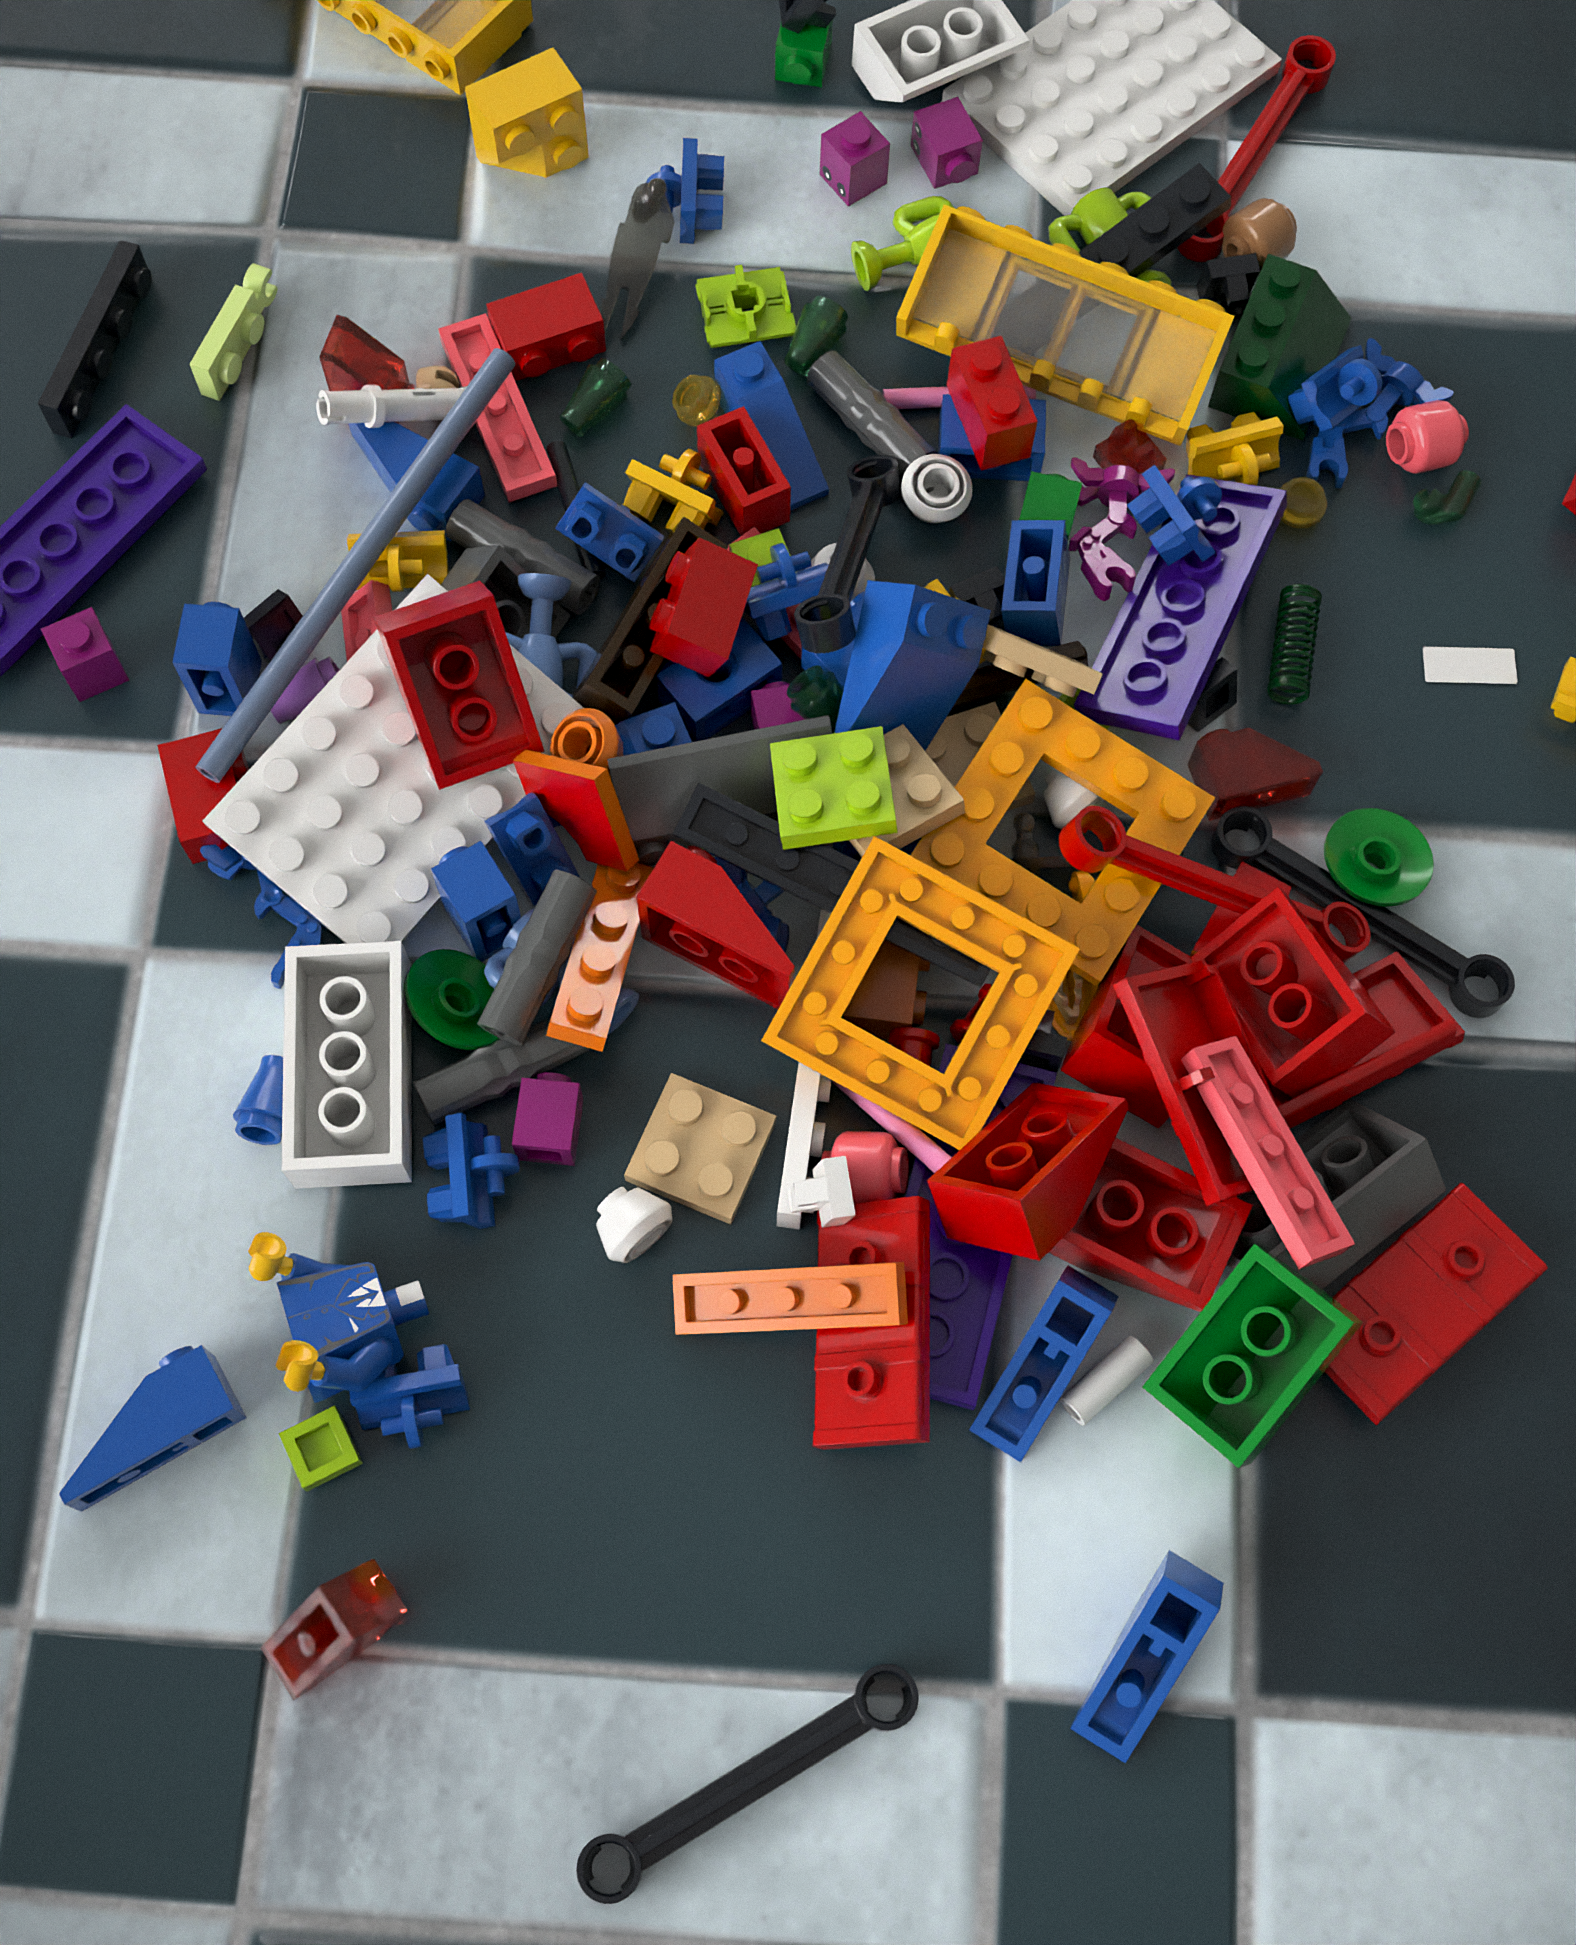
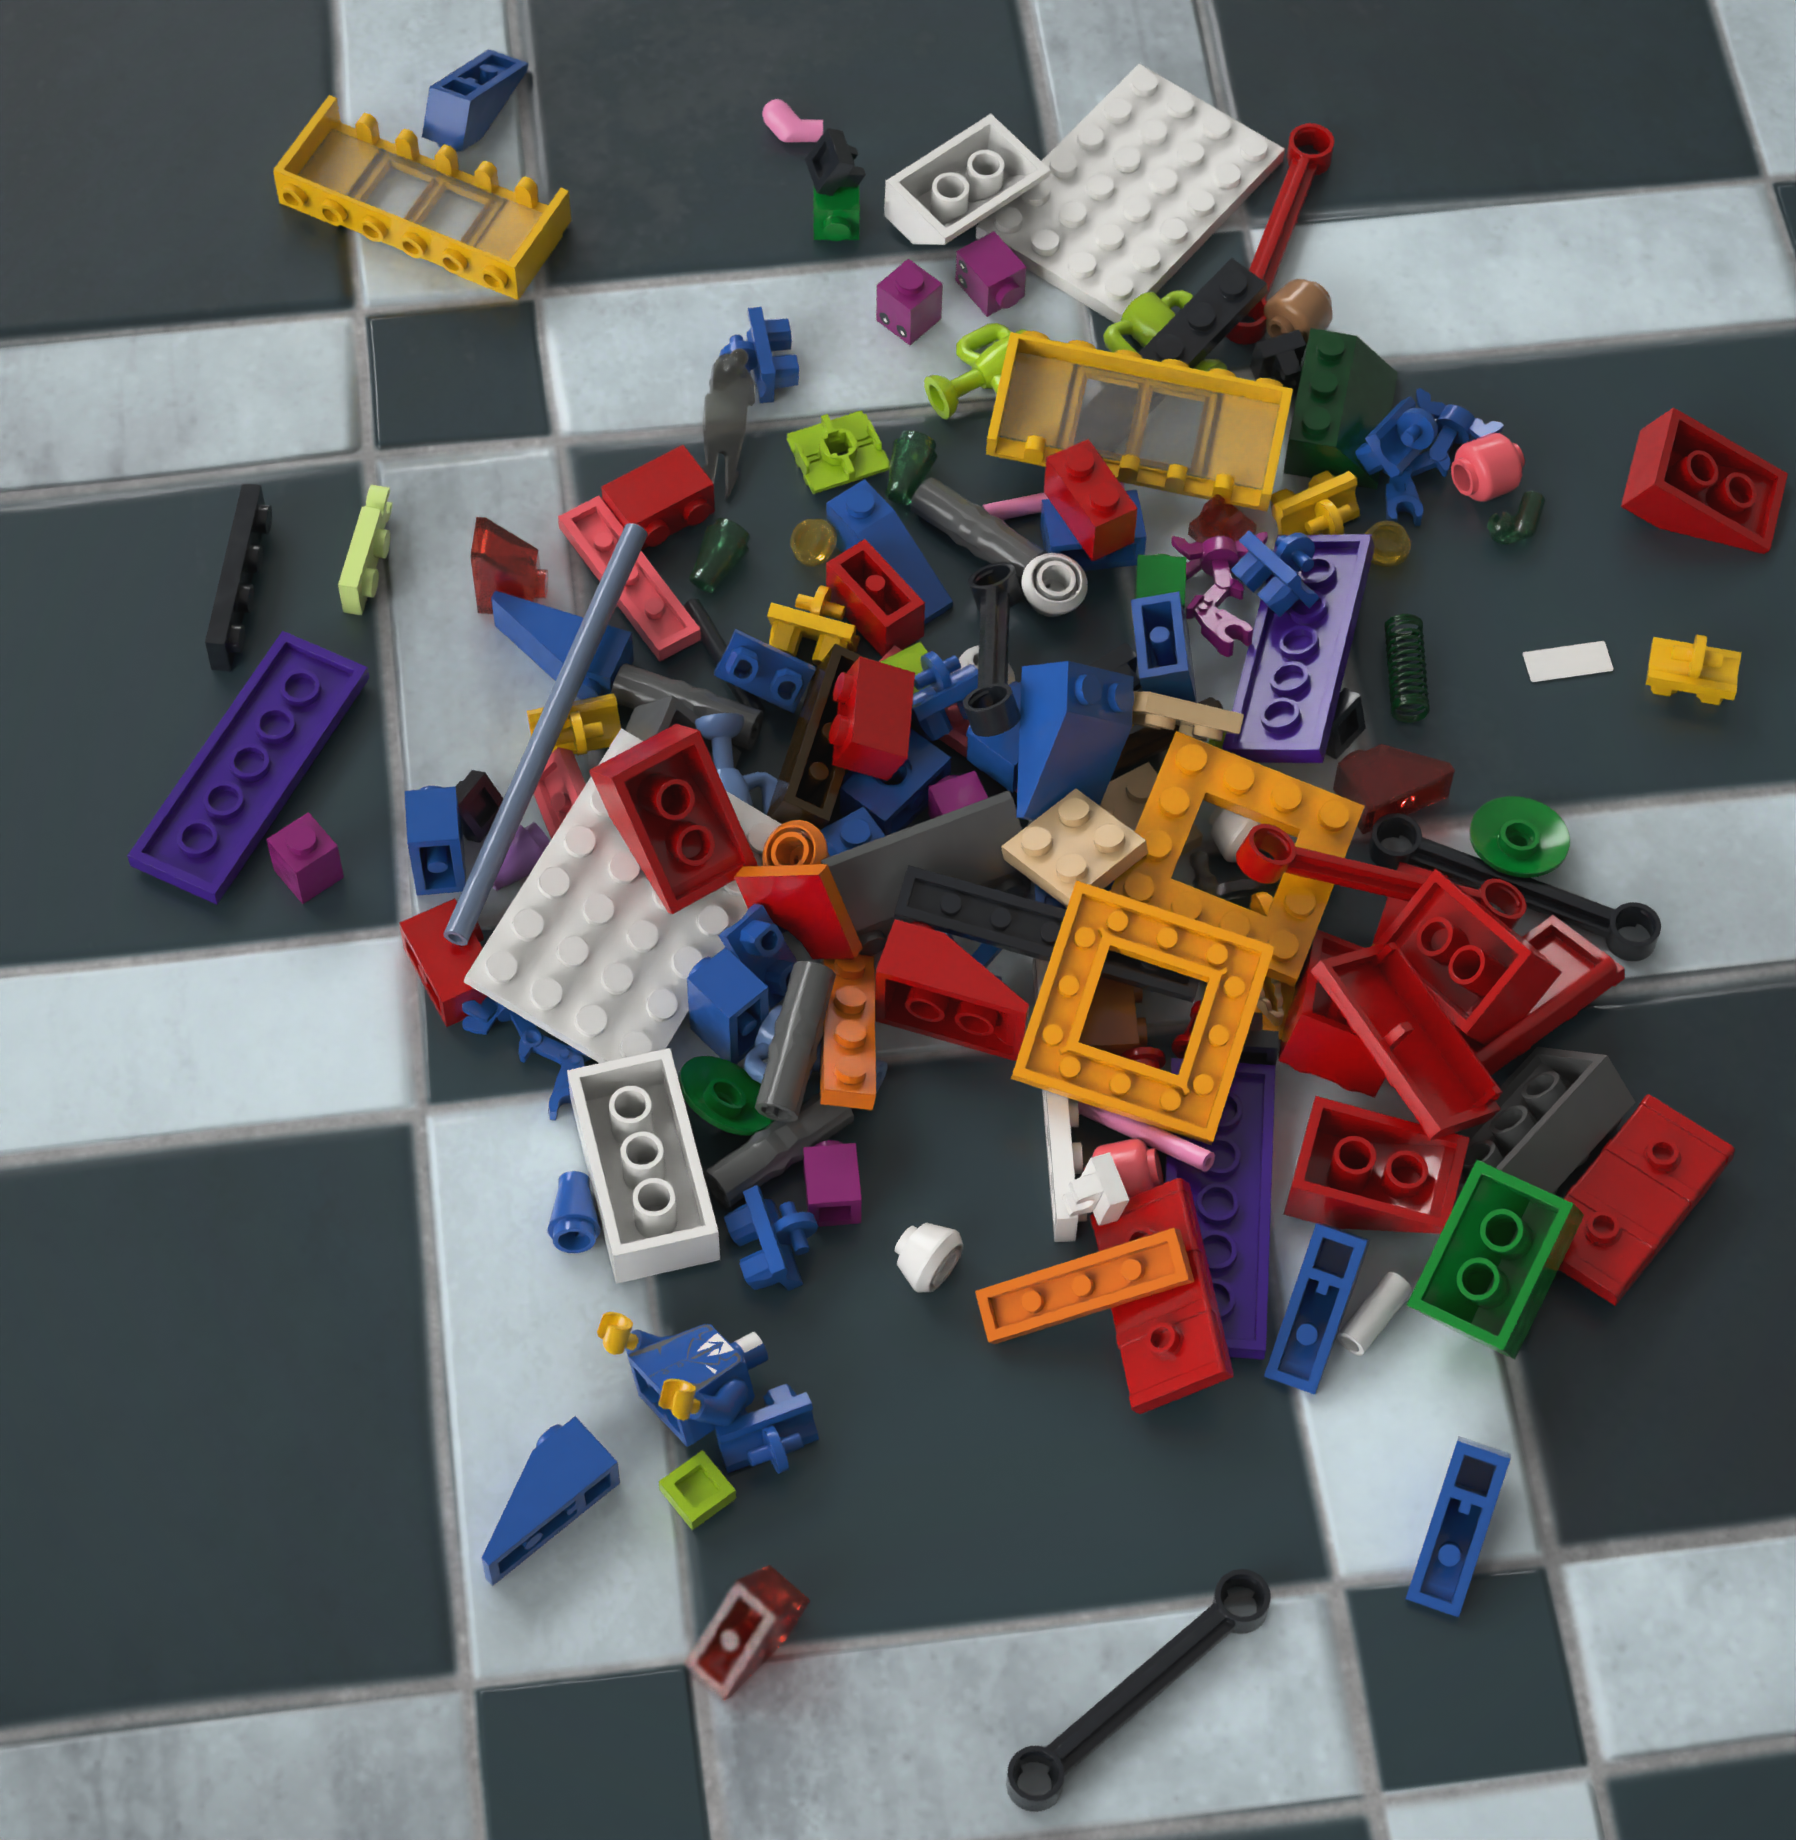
camera: 10 degrees left, 10 degrees down
(378, 406) = (528, 592): white pin -> none
(436, 377) = (569, 568): tan hinge -> none
(529, 117) = (600, 312): yellow slope -> none
(700, 1148) = (973, 1185): tan plate -> none
(816, 694) = (990, 776): clear green cone -> none
(833, 788) = (1029, 849): lime plate -> none
(1028, 1170) = (1269, 1142): red slope -> none
(1269, 1154) = (1474, 1087): coral plate -> none

